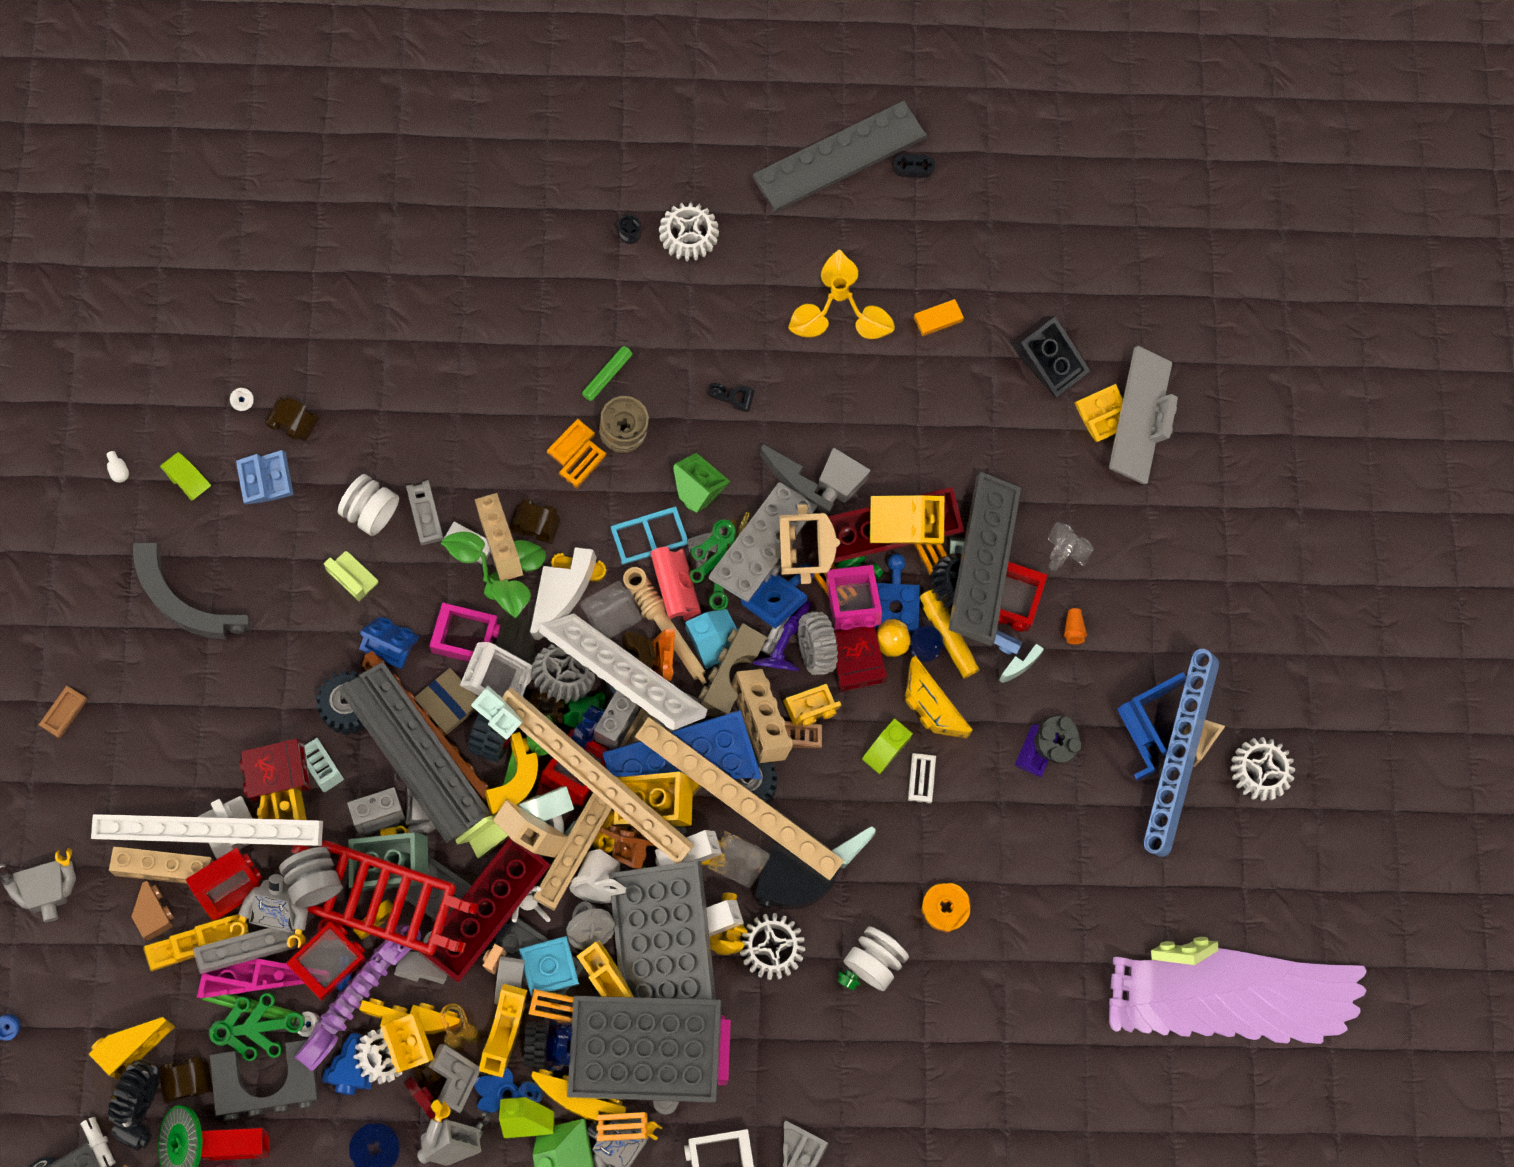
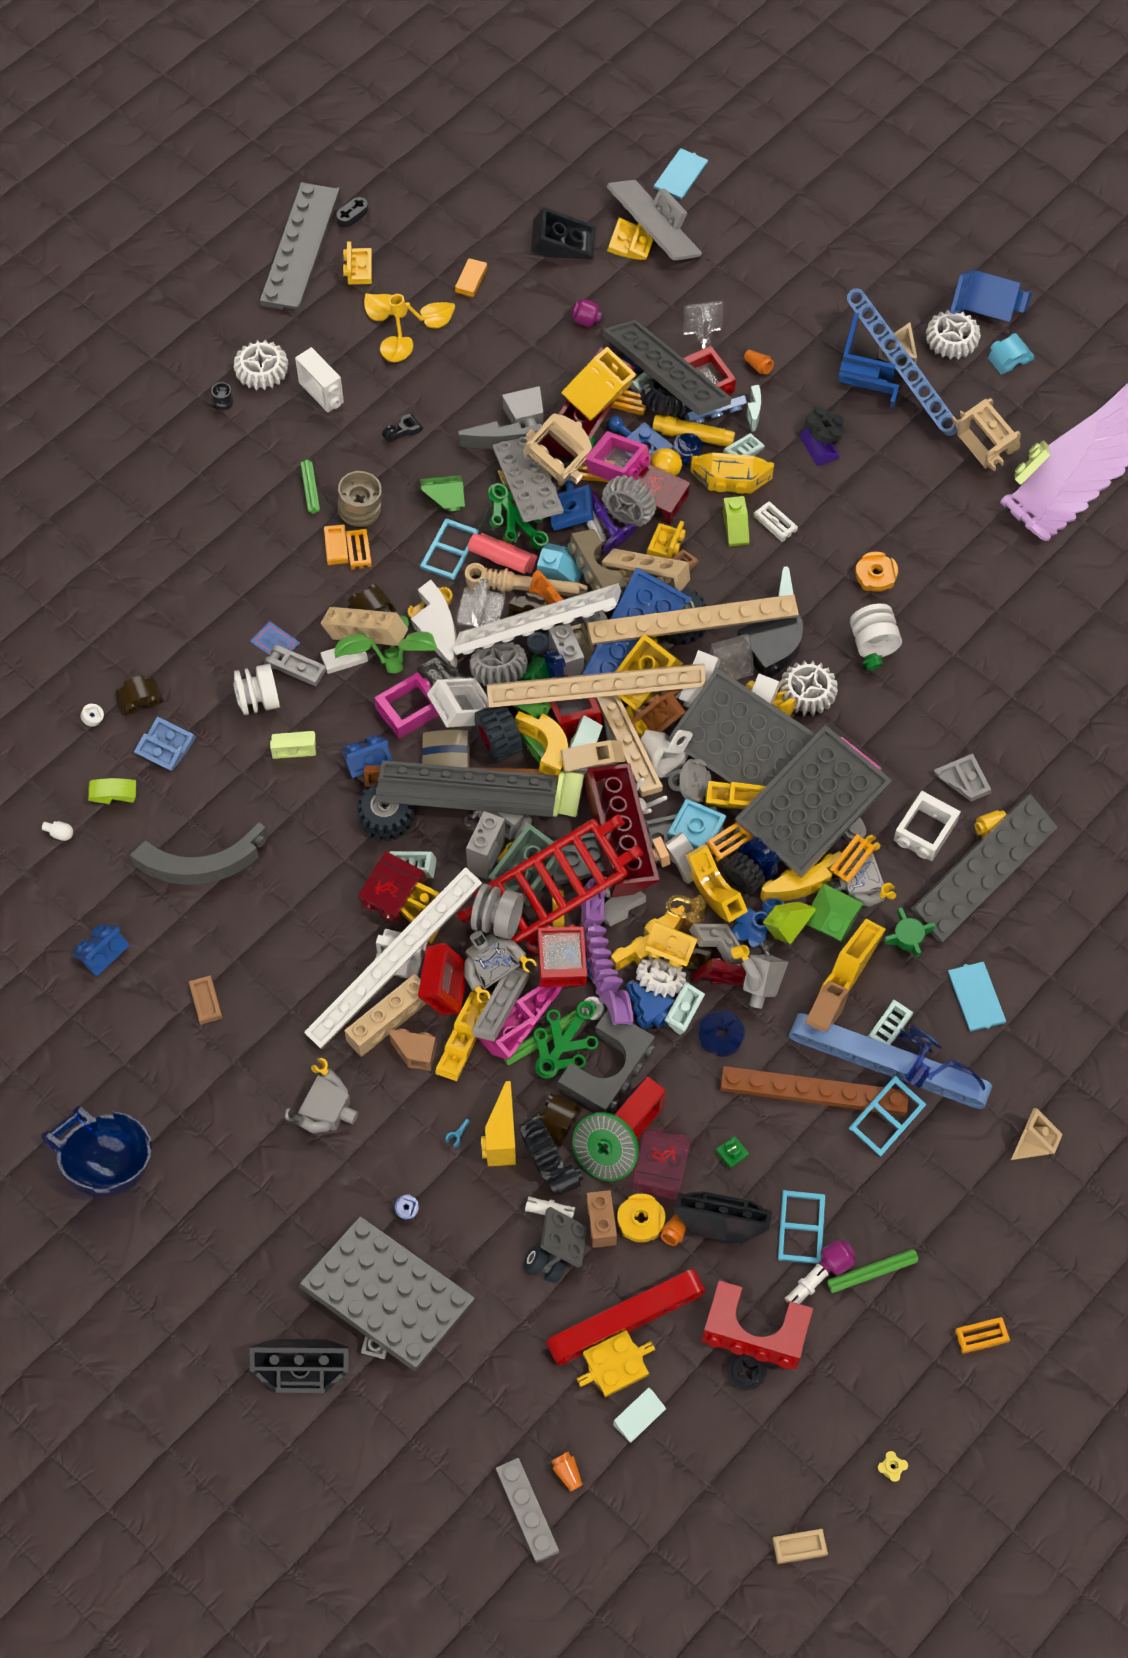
camera: 40 degrees left, 10 degrees down
(37, 593) = (101, 948): none -> blue bracket
(106, 1012) = (458, 1133): none -> dark azure hand
(367, 1100) = (684, 1008): none -> light aqua slope
(439, 473) = (273, 635): none -> sticker
(497, 711) = (495, 706): light aqua slope -> none
(711, 291) = (319, 379): none -> white window
(861, 218) = (358, 265): none -> yellow bracket
(955, 693) = (741, 446): none -> light aqua slope
(988, 442) = (586, 313): none -> magenta head
(1172, 889) = (994, 428): none -> tan animal
(1217, 394) = (681, 173): none -> medium azure piece
(1291, 835) = (1009, 353): none -> medium azure cylinder
(1329, 767) = (989, 295): none -> blue piece

